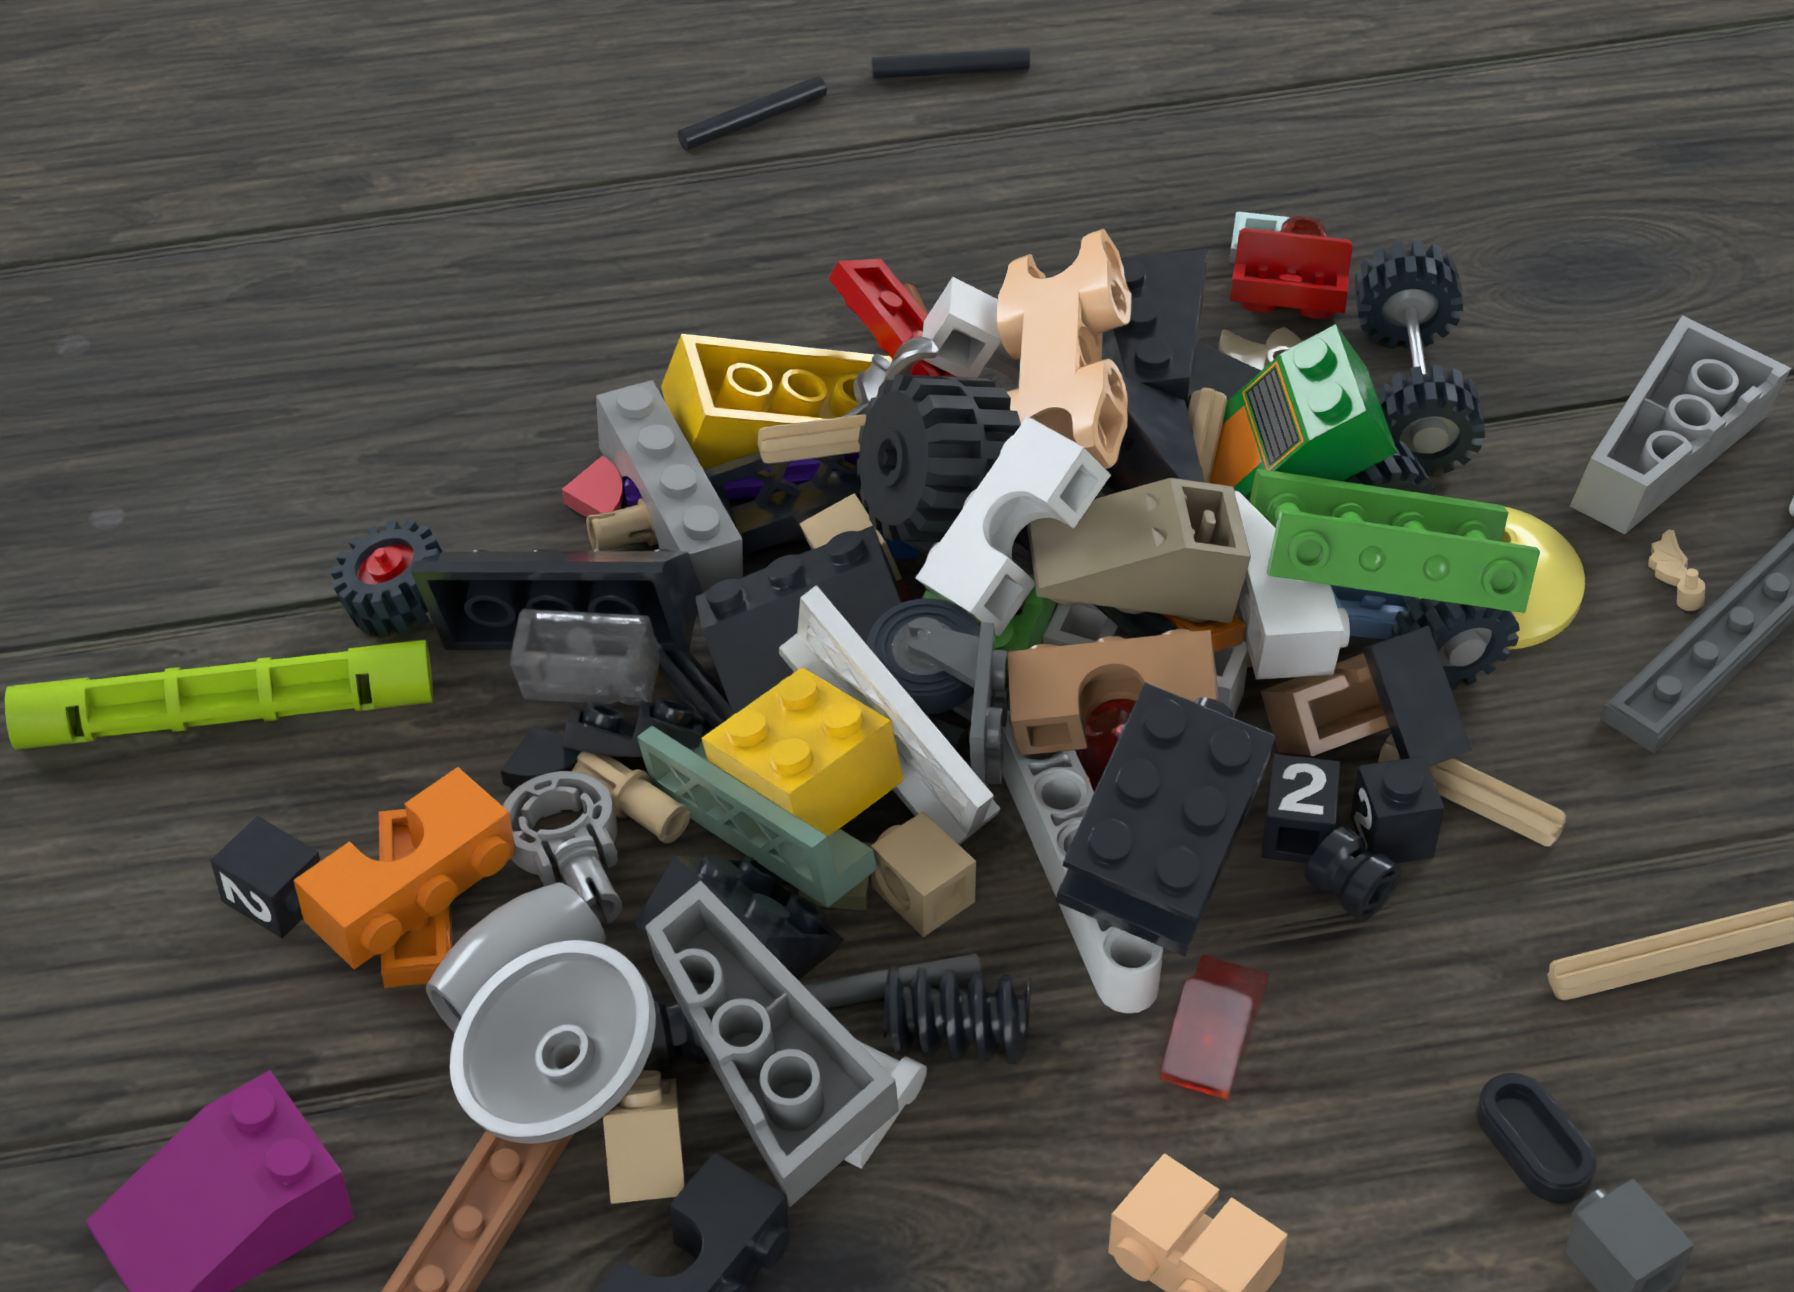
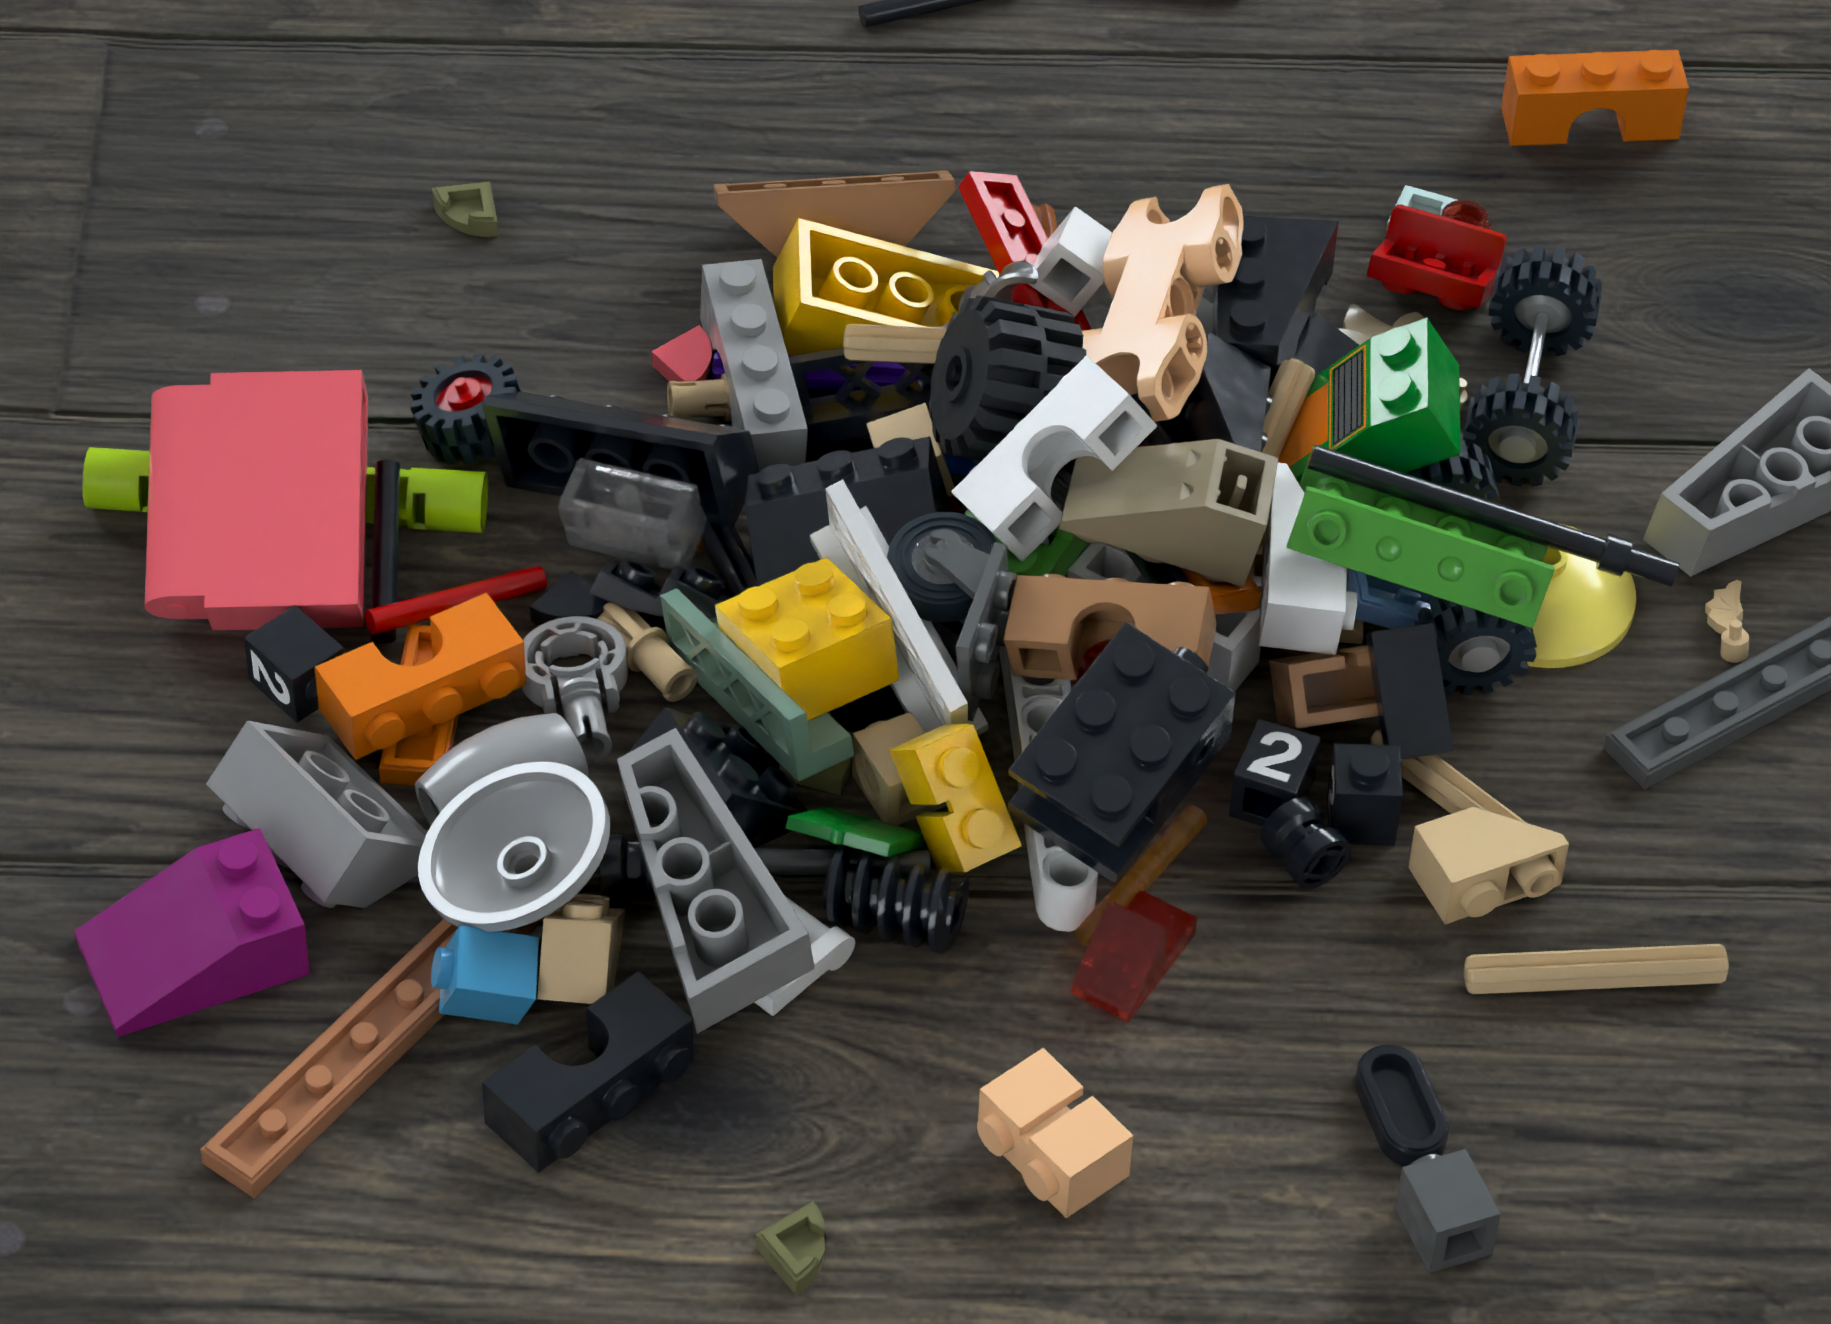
camera: 10 degrees right, 0 degrees up
(196, 711) = (258, 499): none -> coral piece
(329, 1038) = (318, 814): none -> light grey slope
(339, 741) = (385, 539): none -> black bar
(345, 380) = (467, 208): none -> olive tile
(419, 778) = (423, 607): none -> red bar
(550, 1187) = (486, 974): none -> dark azure brick
(750, 310) = (872, 205): none -> medium nougat wedge
(899, 949) = (855, 831): none -> green piece
(988, 866) = (953, 769): none -> yellow piece
(1166, 1000) = (1147, 868): none -> clear orange bar
(1344, 105) = (1552, 90): none -> orange arch
(1533, 858) = (1484, 861): none -> tan slope
(1568, 525) = (1610, 553): none -> black bar

